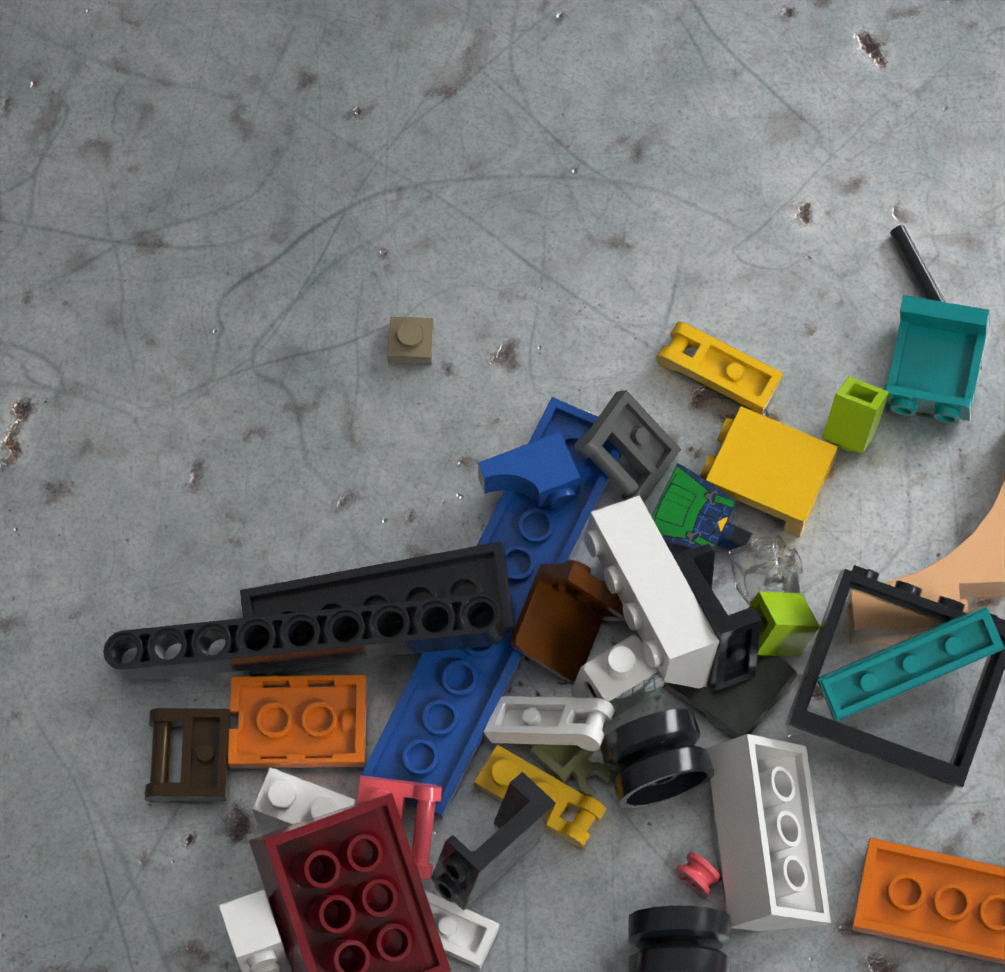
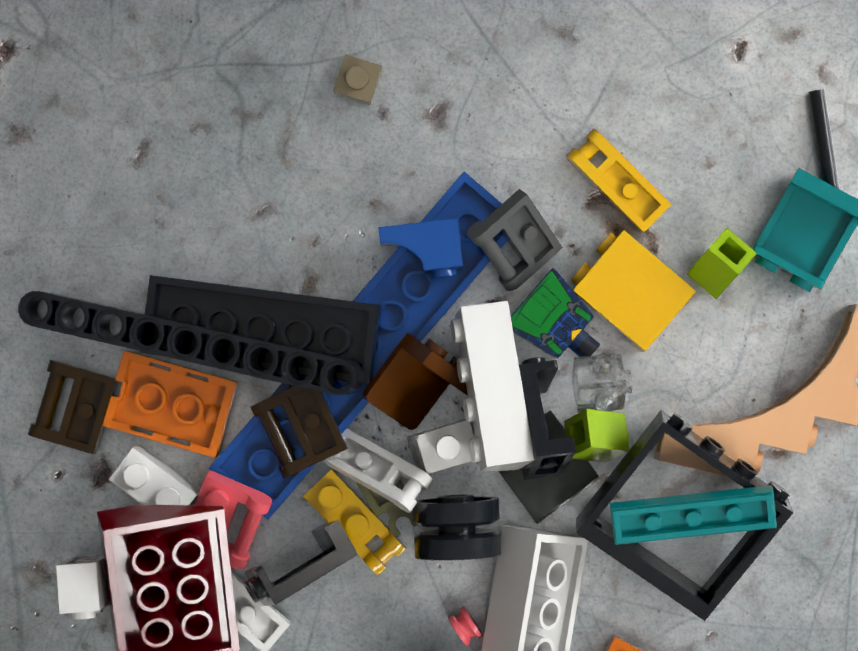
camera: 15 degrees right, 20 degrees up
(461, 690) = (311, 422): none -> dark brown plate

